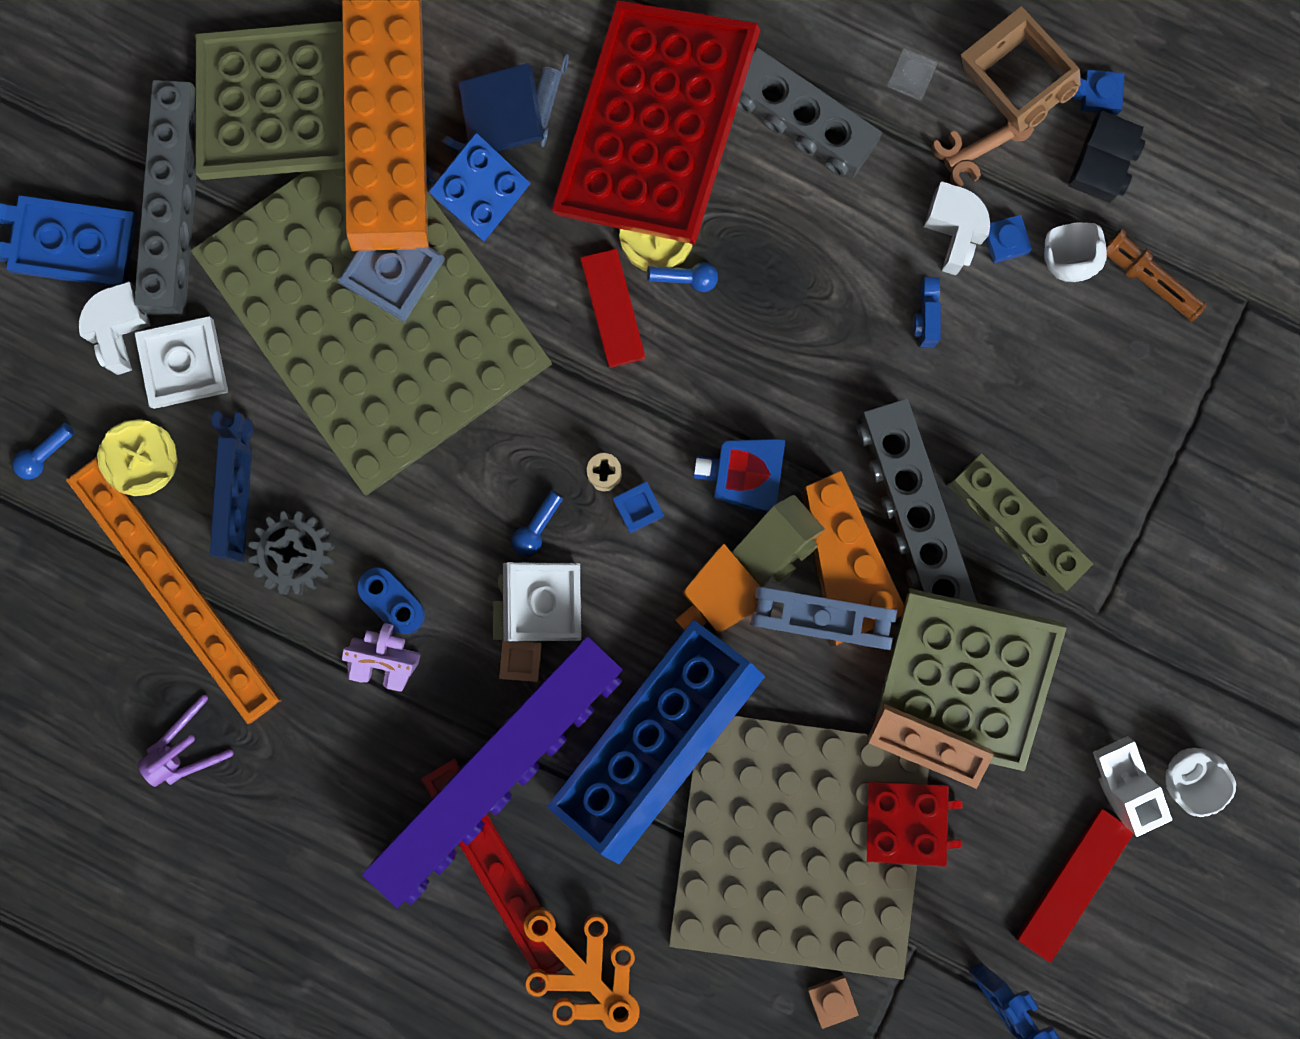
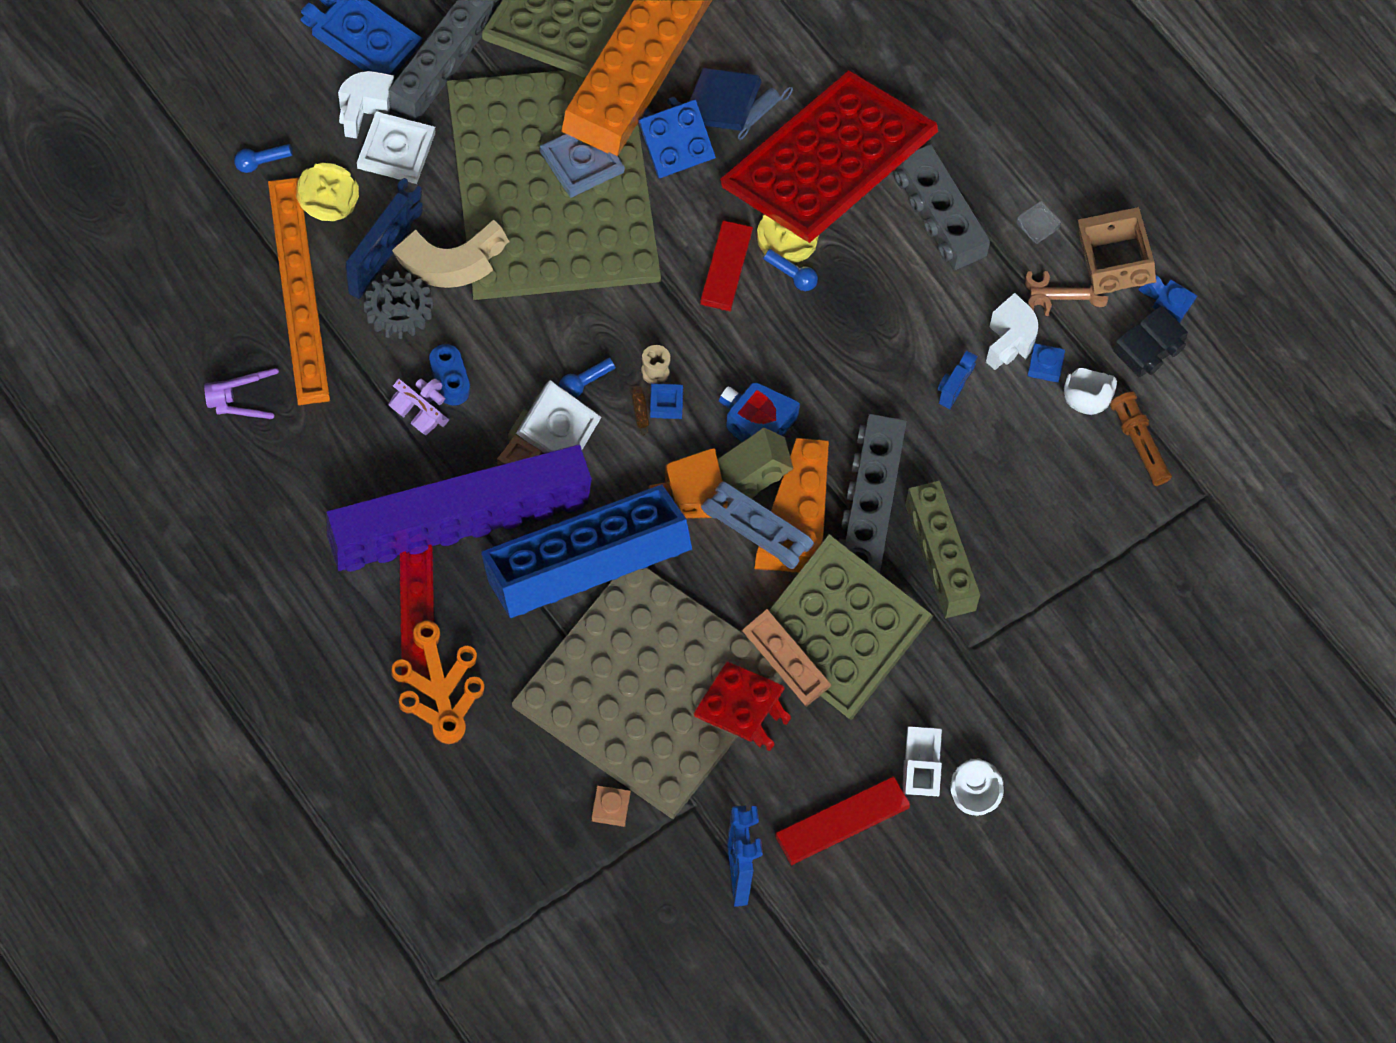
camera: 25 degrees right, 20 degrees down
(331, 478) = (451, 266): none -> tan arch
(616, 531) = (640, 410): none -> clear orange piece

